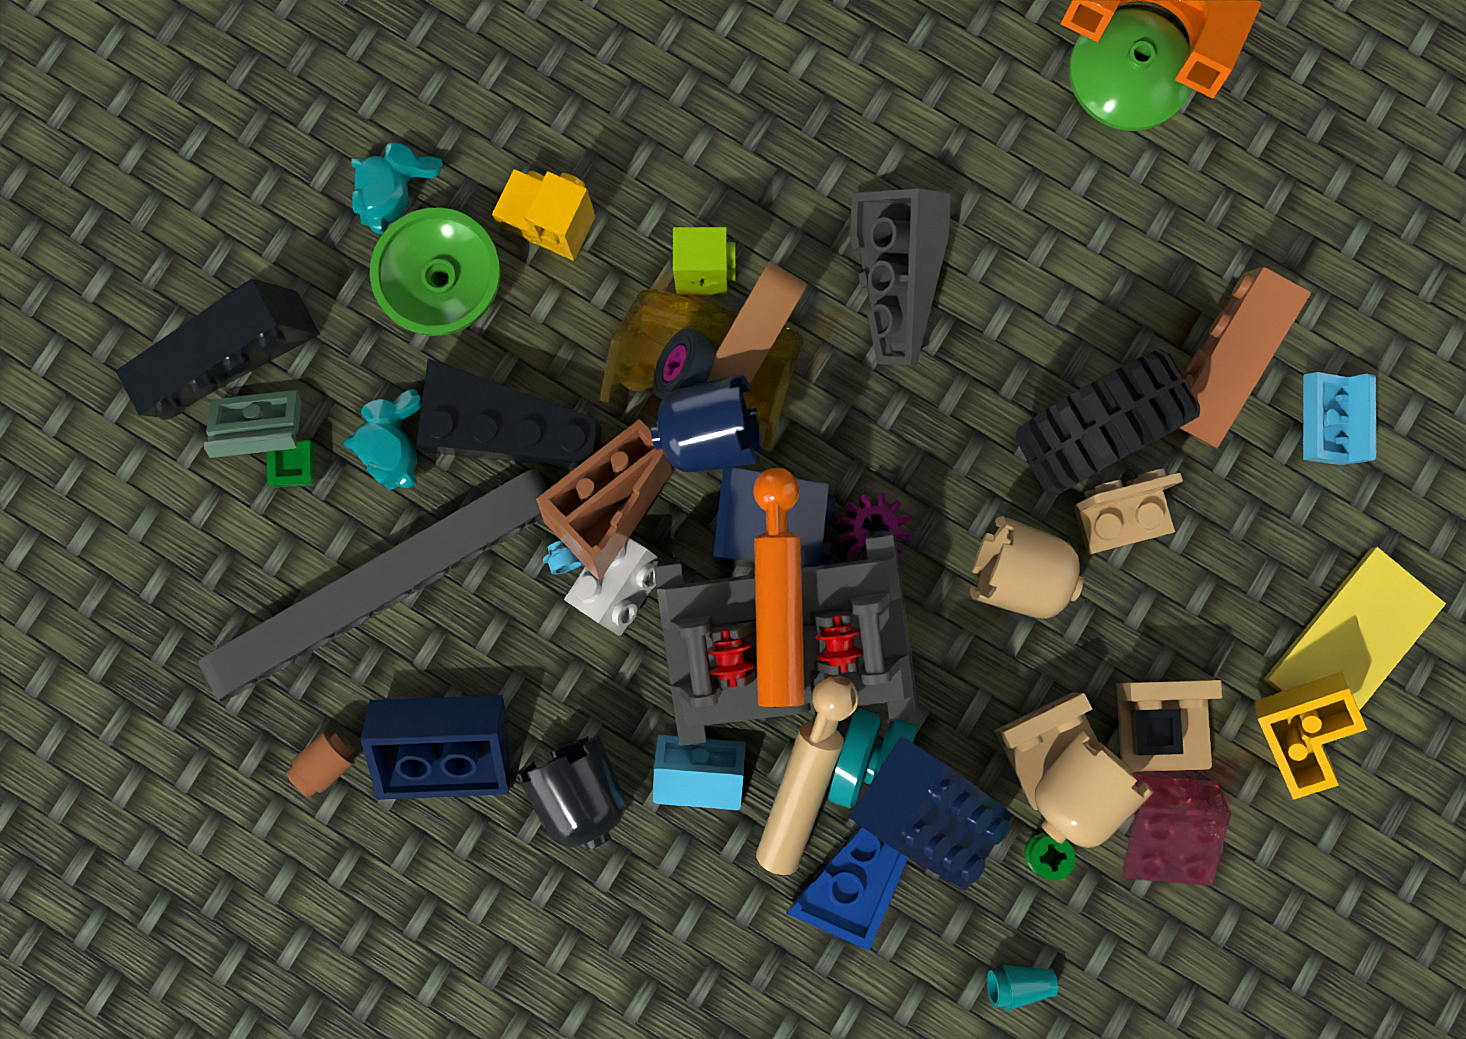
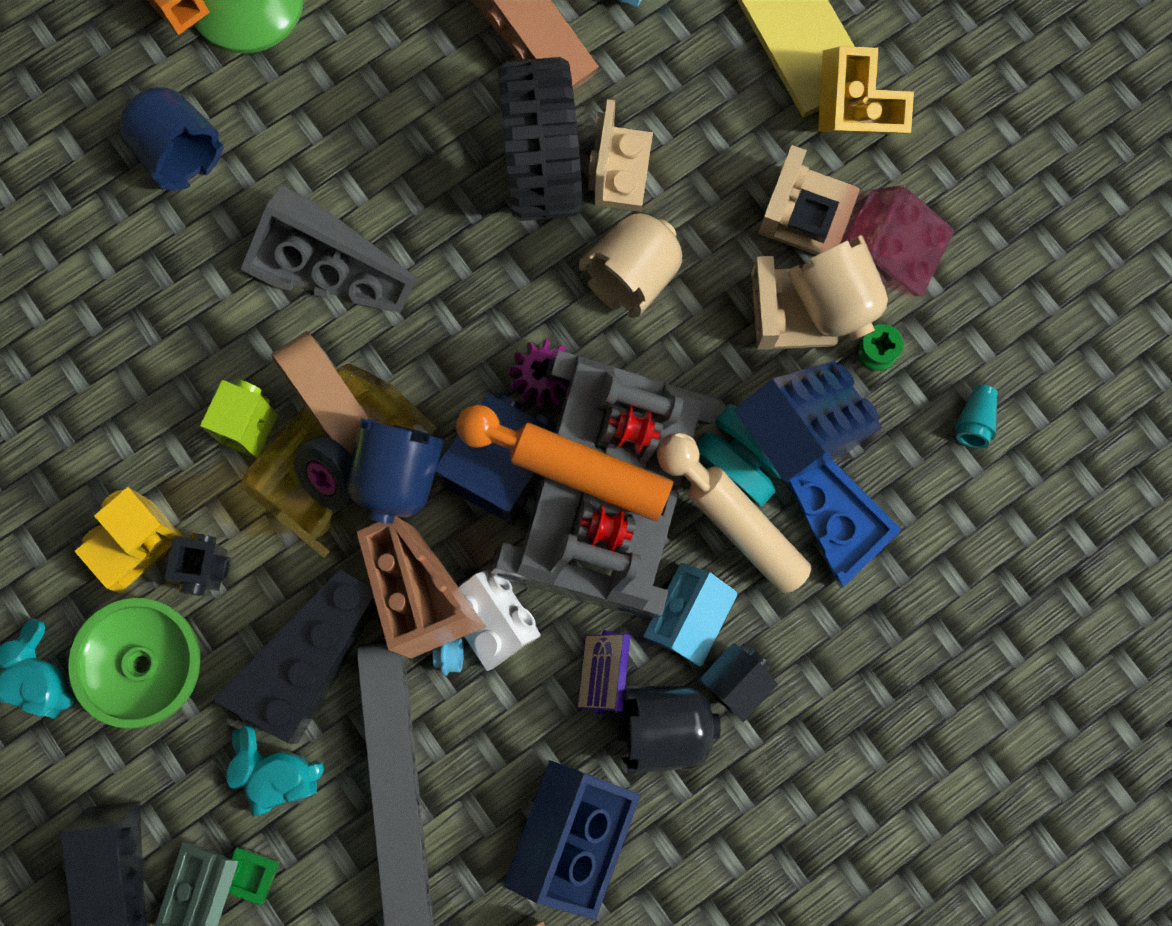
camera: 70 degrees left, 5 degrees down
(548, 271) = (184, 558): none -> black brick
(605, 712) = (604, 672): none -> piece
(651, 847) = (739, 681): none -> black brick
(950, 65) = (169, 137): none -> dark blue cylinder

